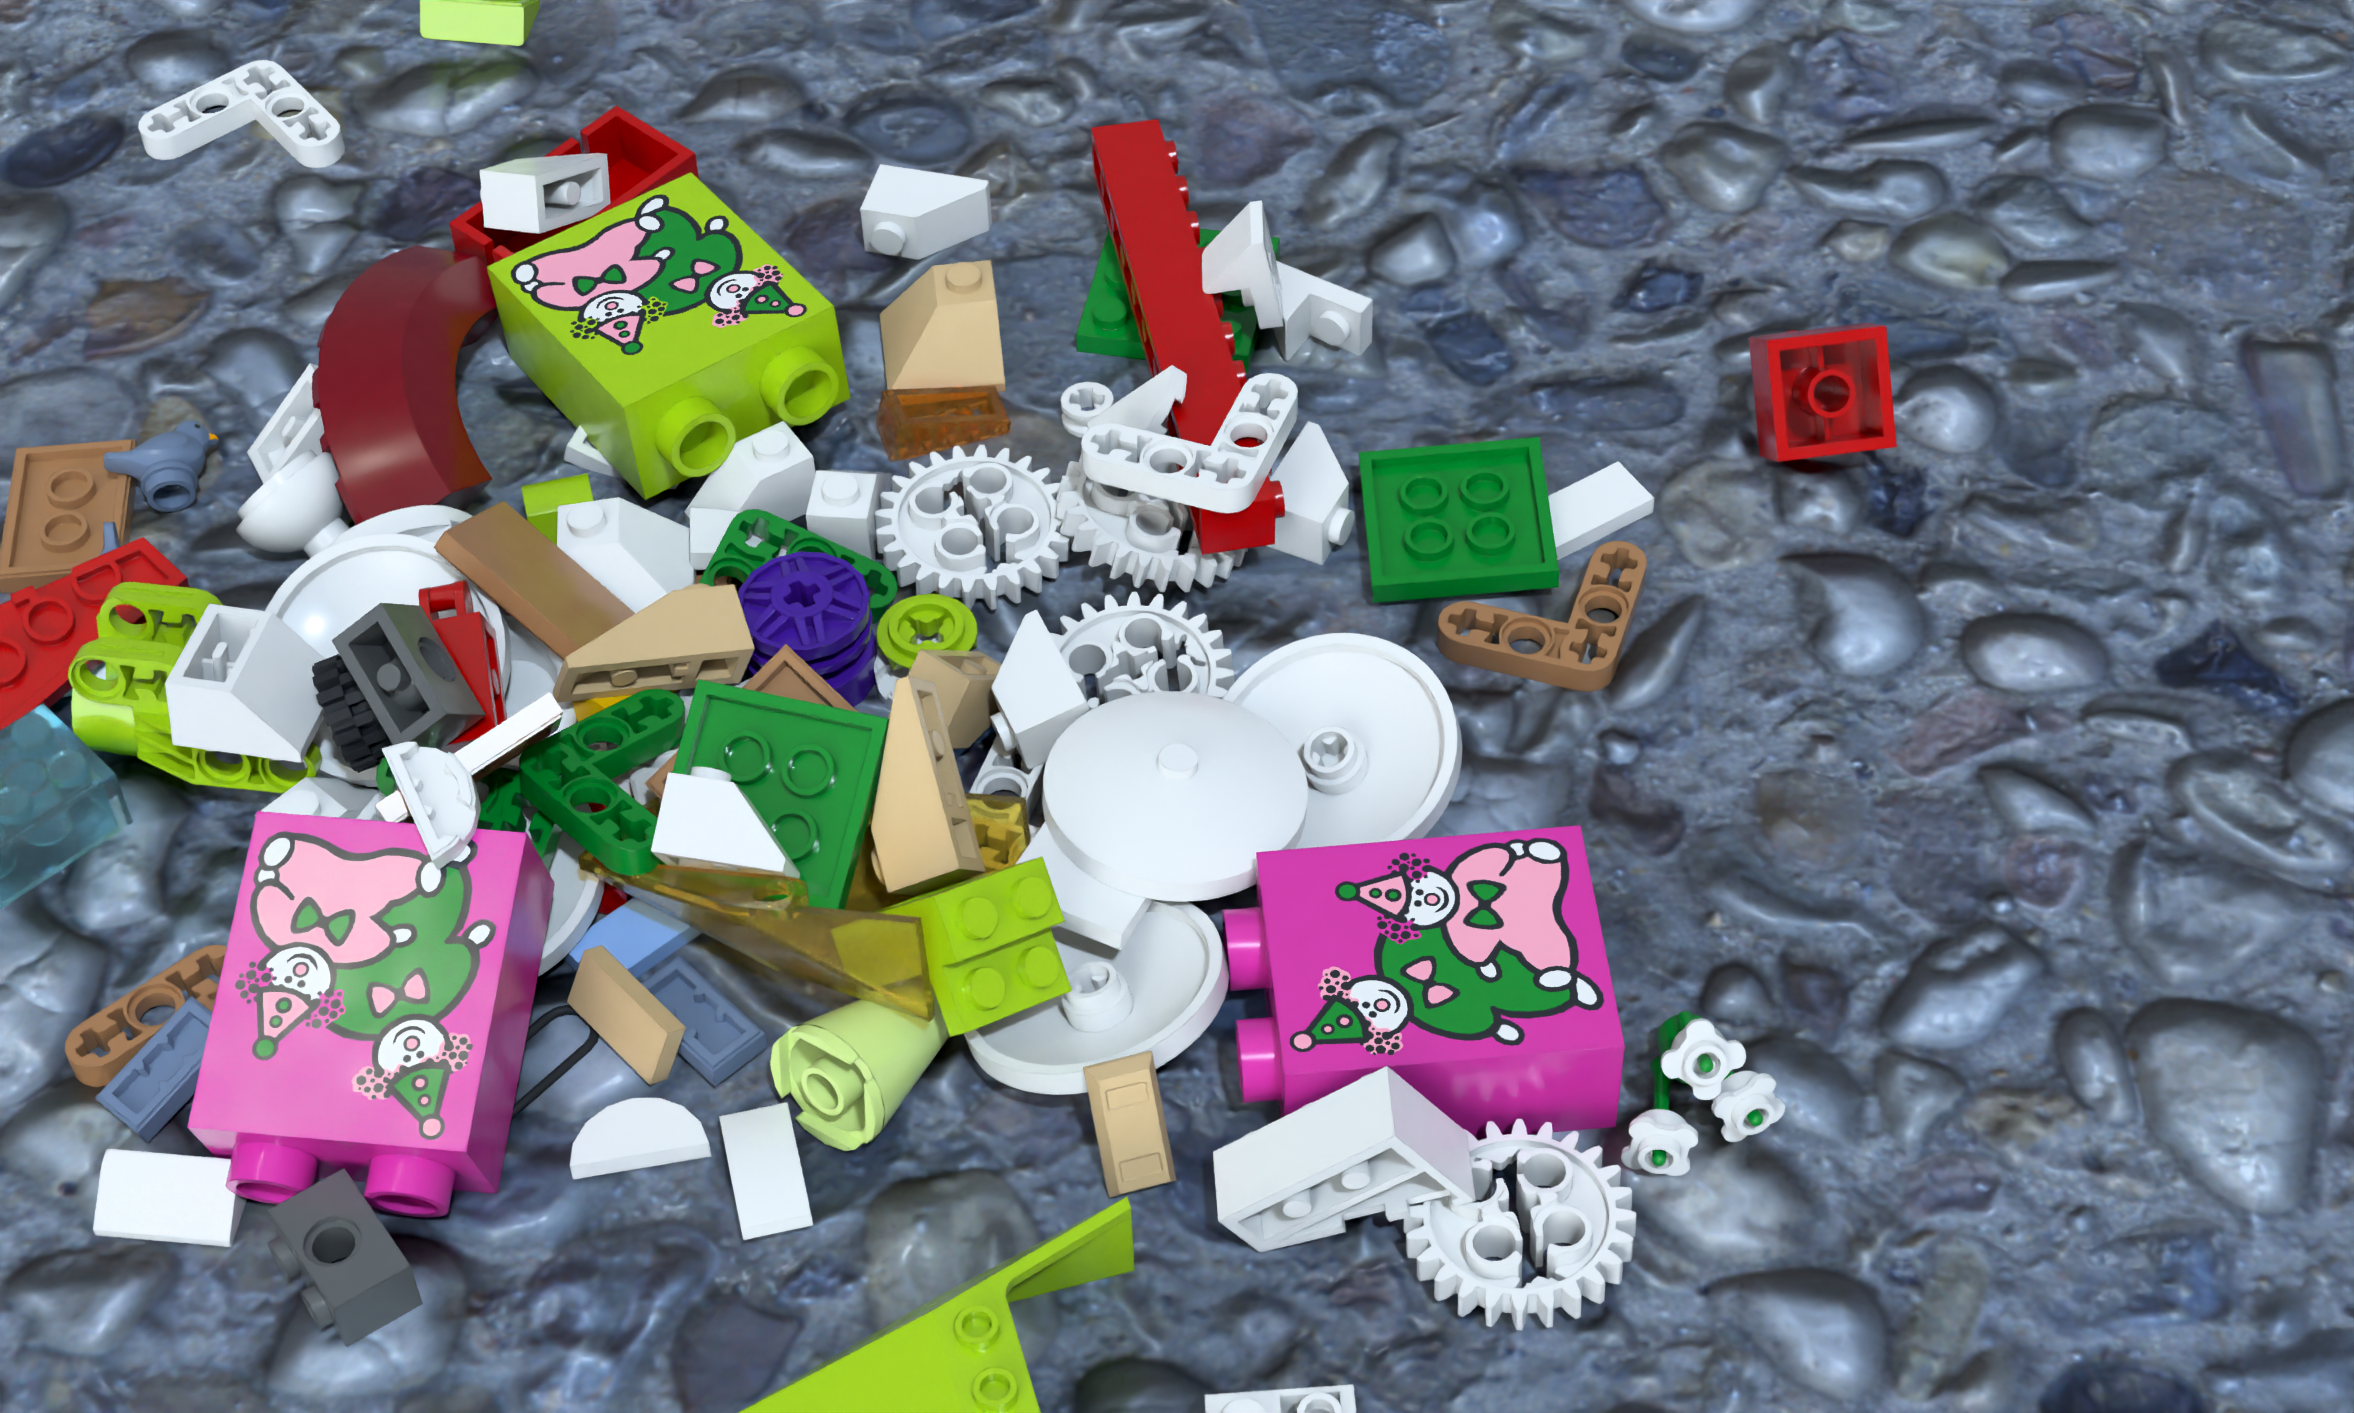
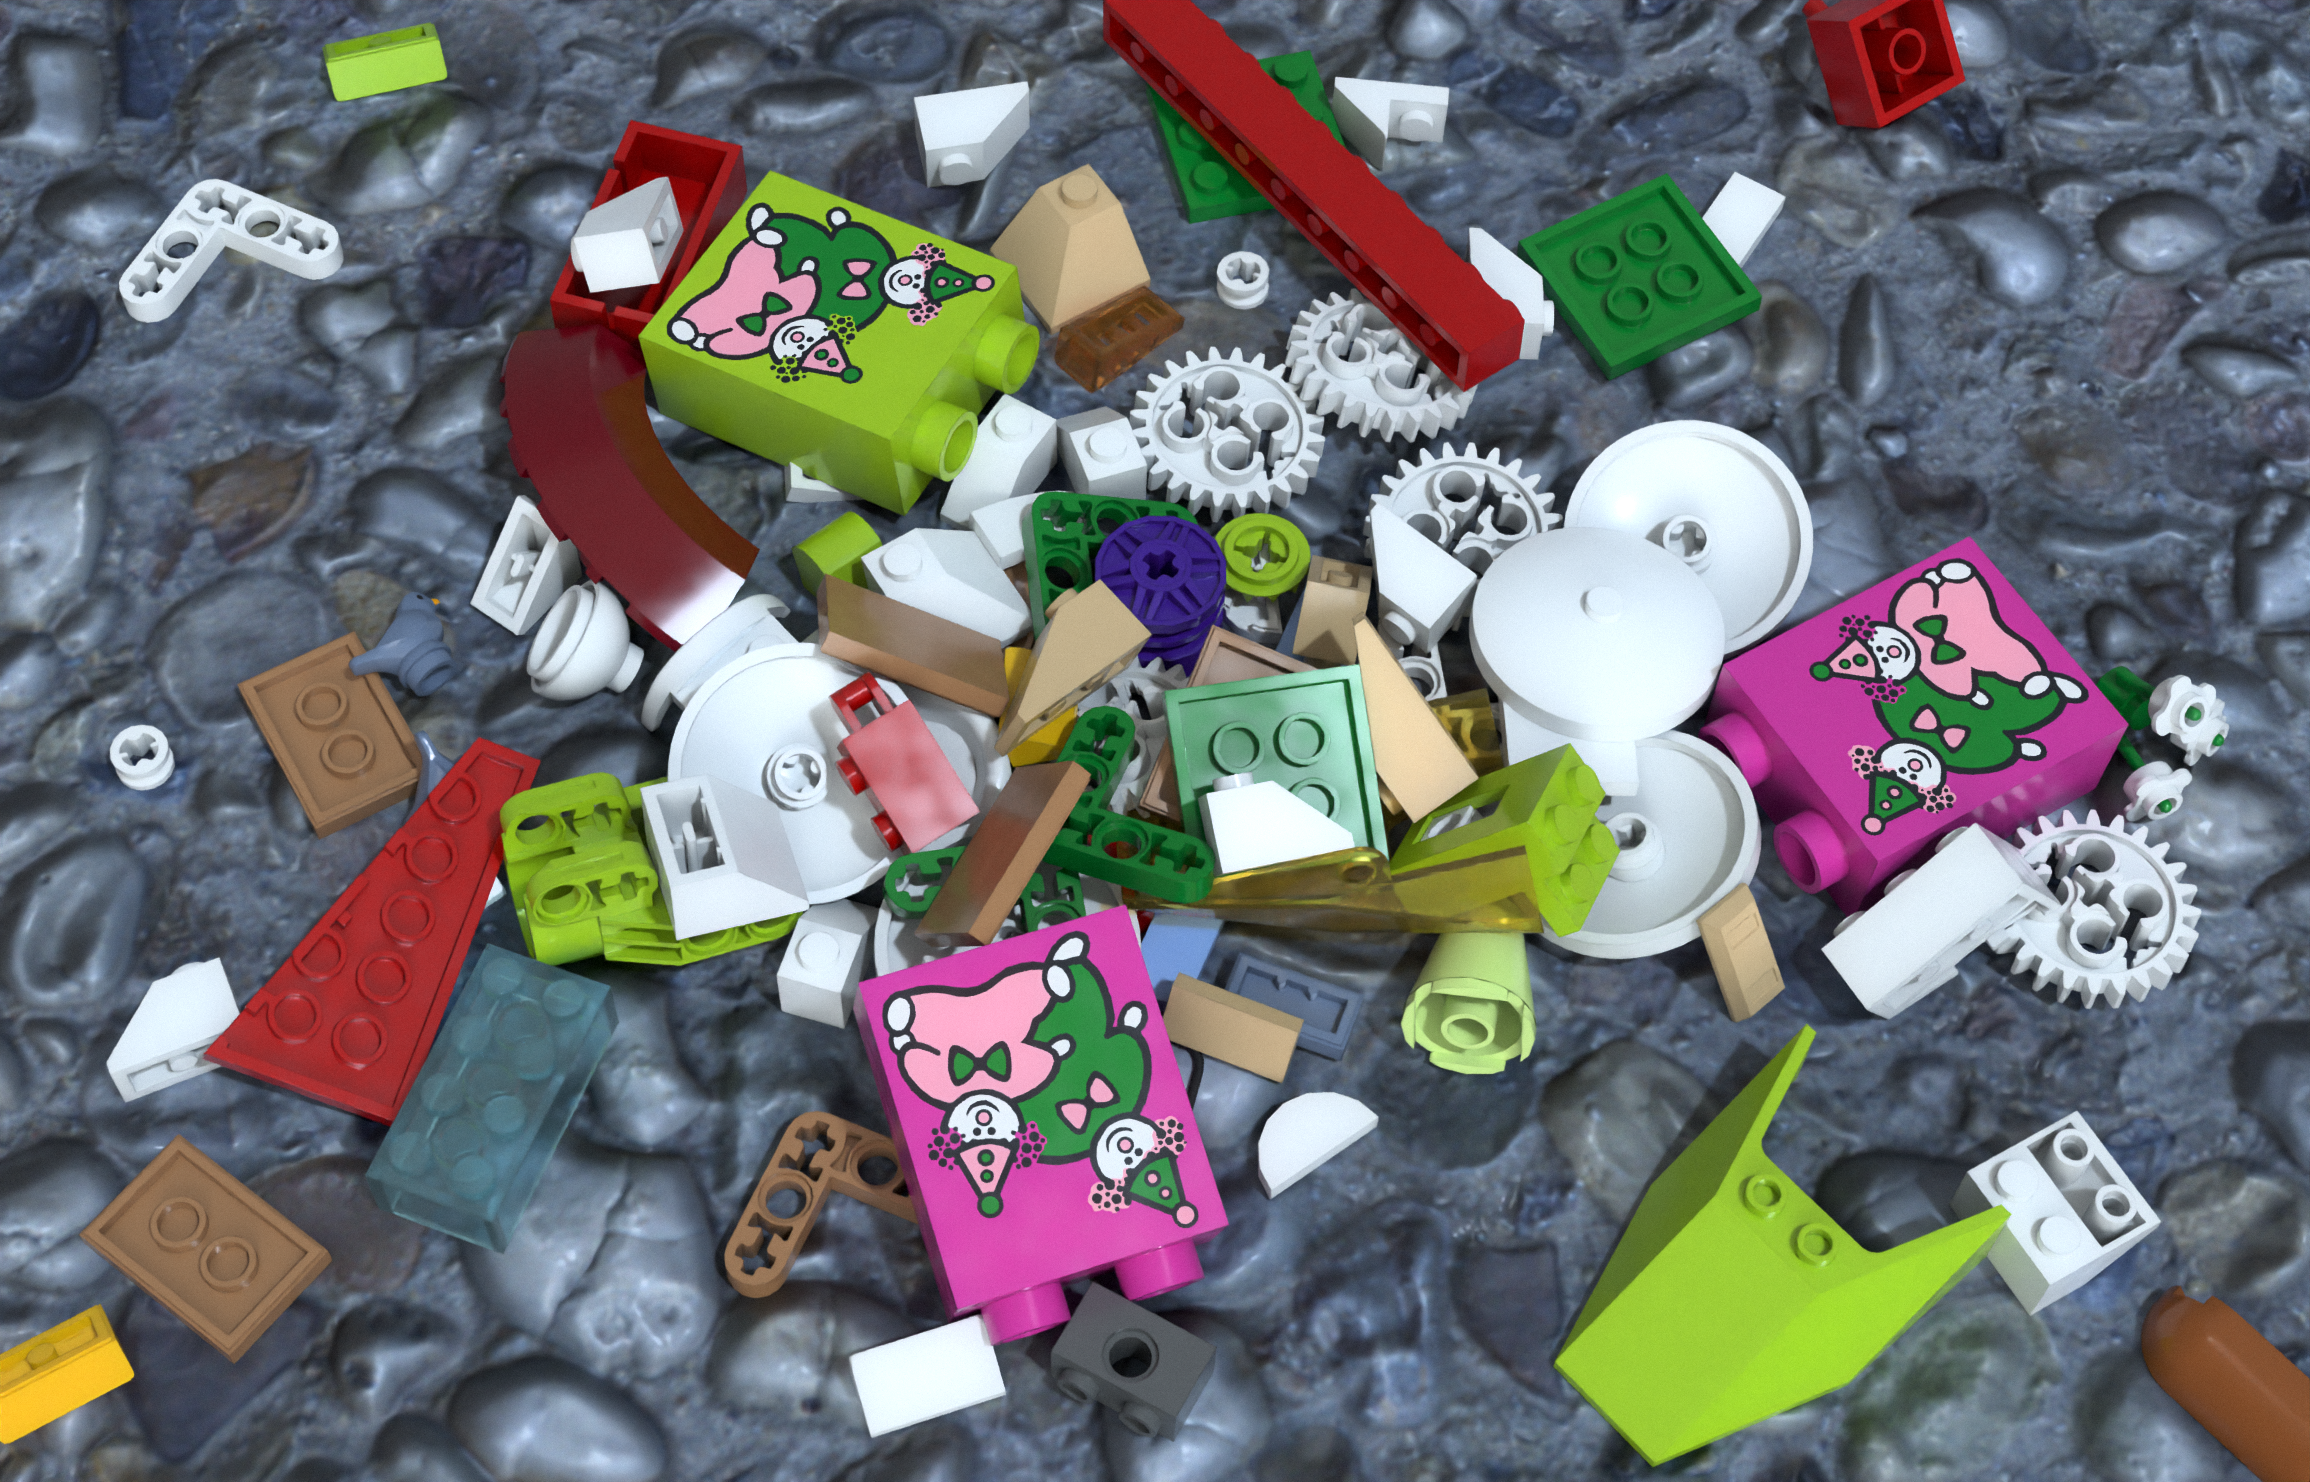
camera: 30 degrees left, 10 degrees up
(161, 1073) = (842, 1252): sand blue plate -> none
(349, 715) = (835, 833): black tyre -> none
(408, 676) = (896, 792): dark grey brick -> none
(438, 797) = (1029, 902): white tile -> none
(765, 1171) = (1445, 1120): white slope -> none
(1113, 451) = (1461, 299): white beam -> none
(1148, 404) = (1343, 281): white tile -> none
(1245, 261) = (1347, 93): white slope -> none
(1562, 642) = (1789, 360): medium nougat beam -> none

